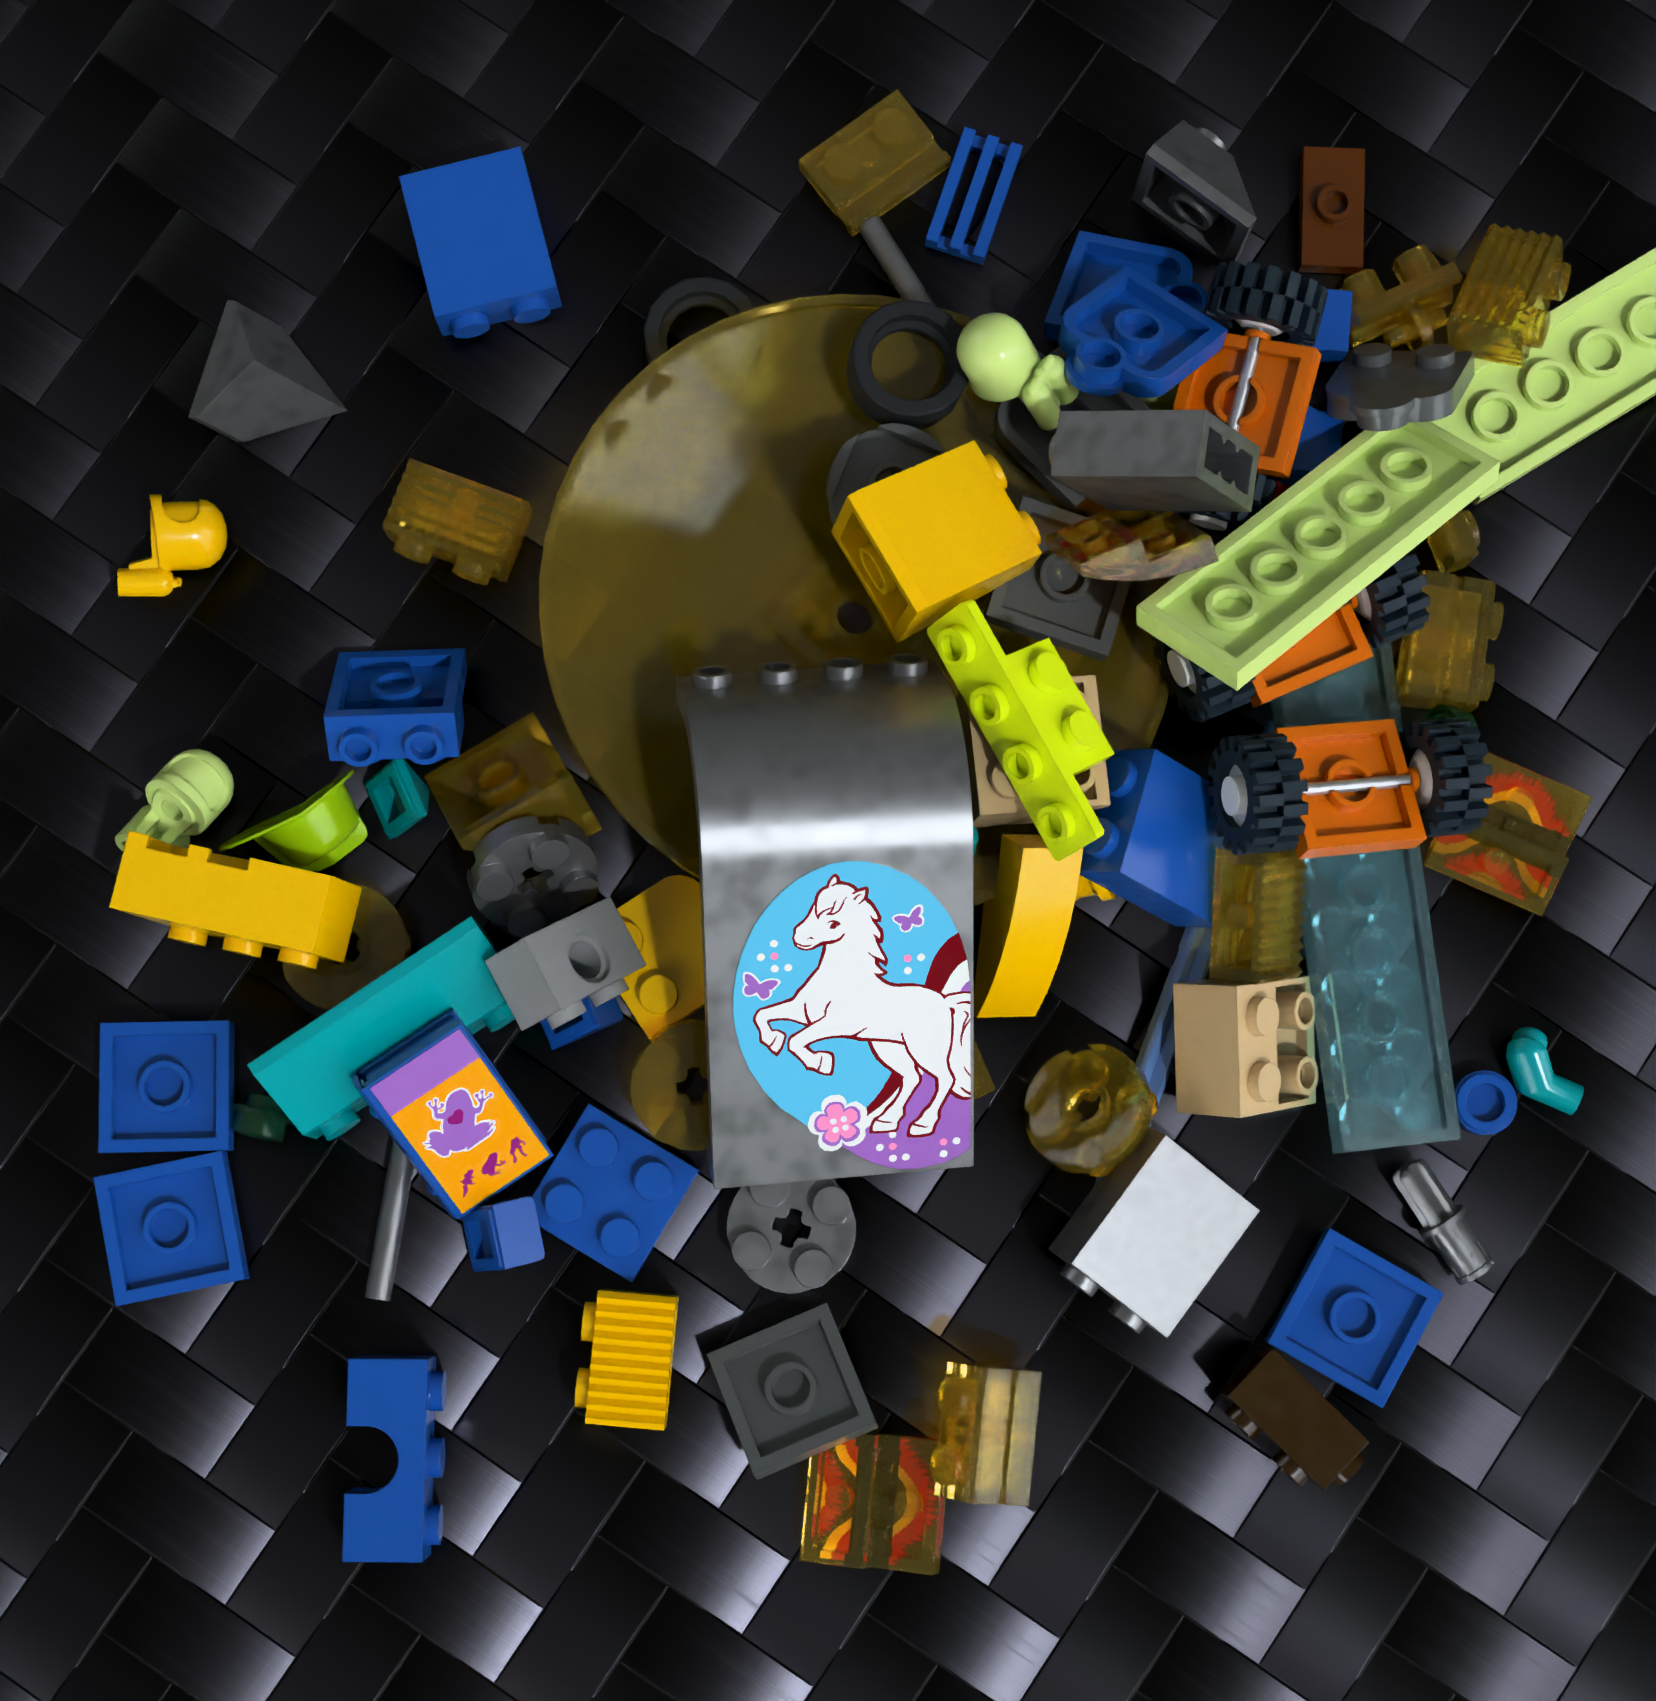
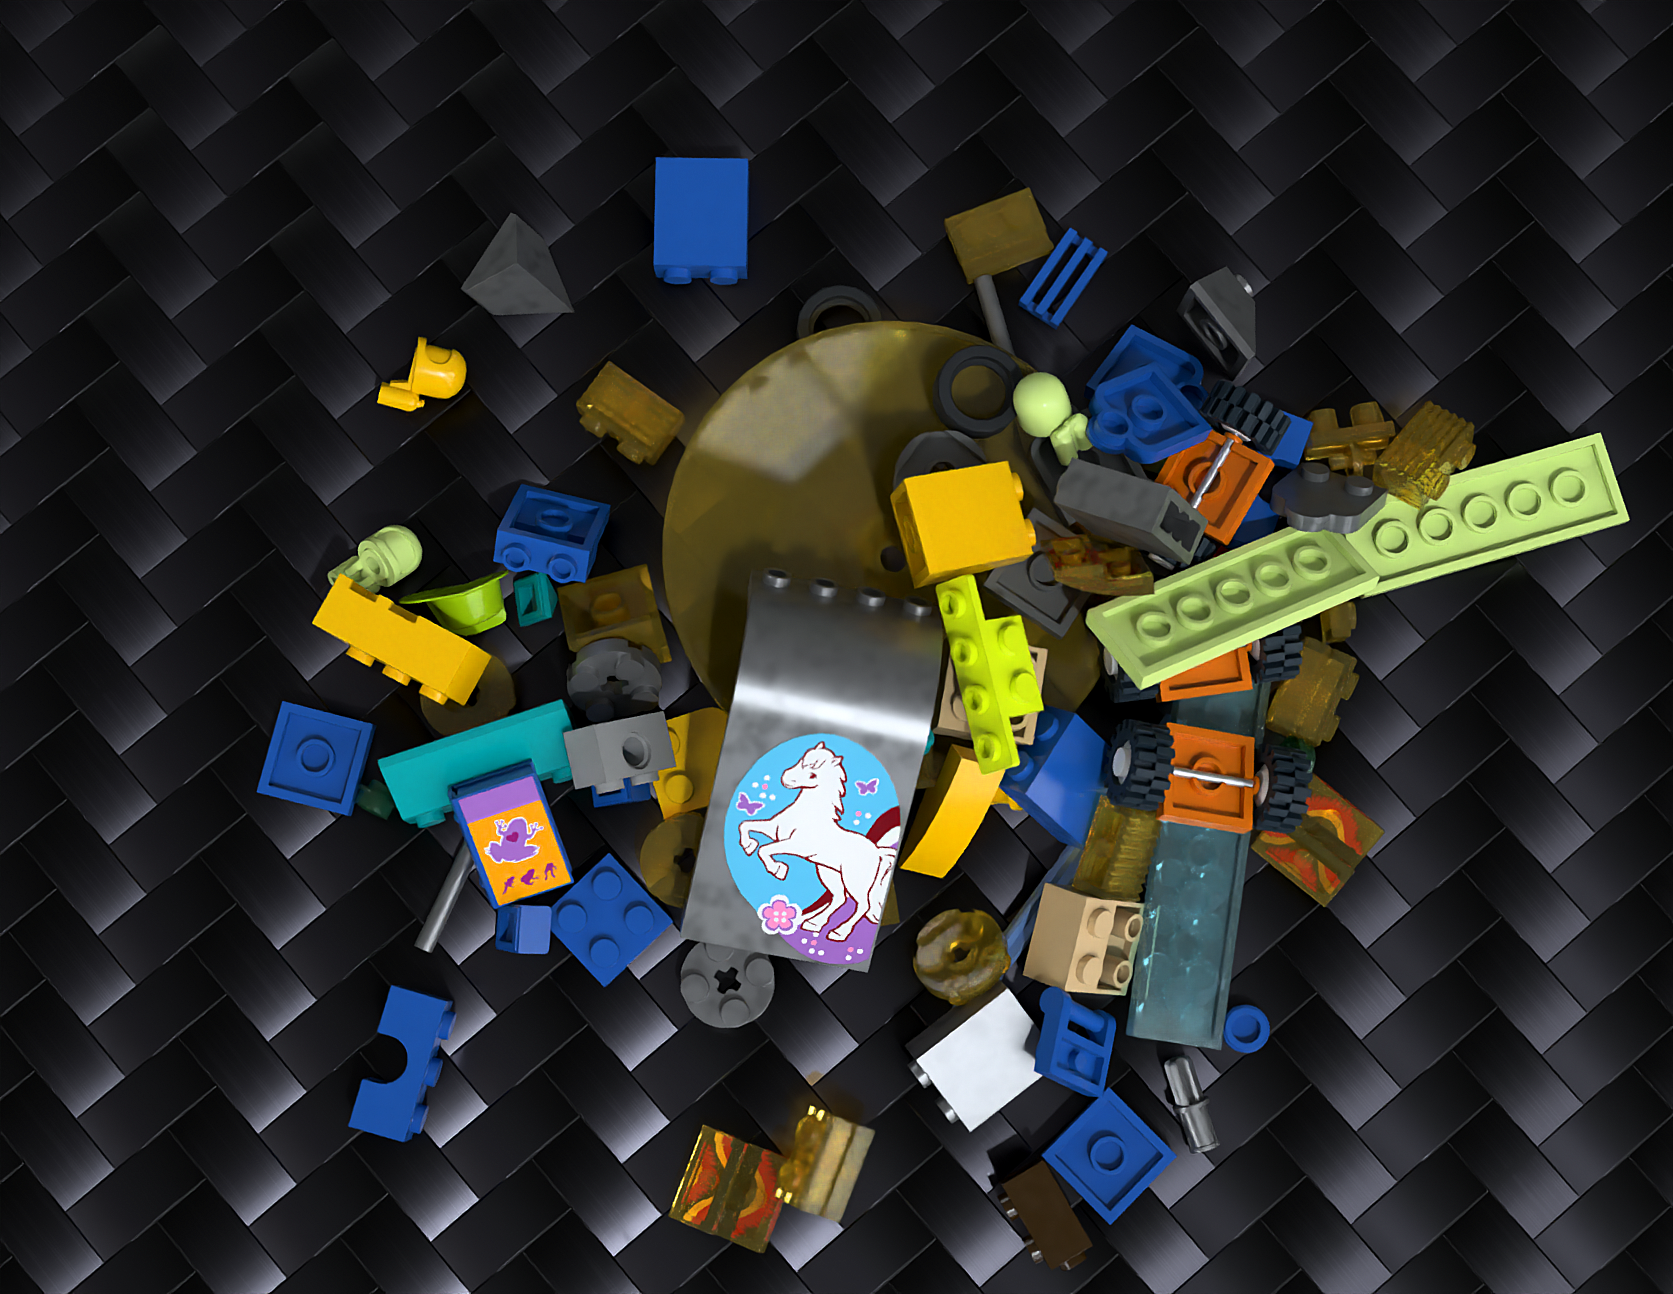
camera: 15 degrees right, 0 degrees up
(171, 1228) = (292, 859): blue plate -> none
(629, 1359) = (587, 1040): yellow brick -> none
(792, 1391) = (695, 1095): dark grey plate -> none
(1266, 1201) = (1068, 1056): none -> blue plate
(1331, 210) = (1317, 358): reddish brown plate -> none
(1534, 1075) = (1286, 1018): teal arm -> none

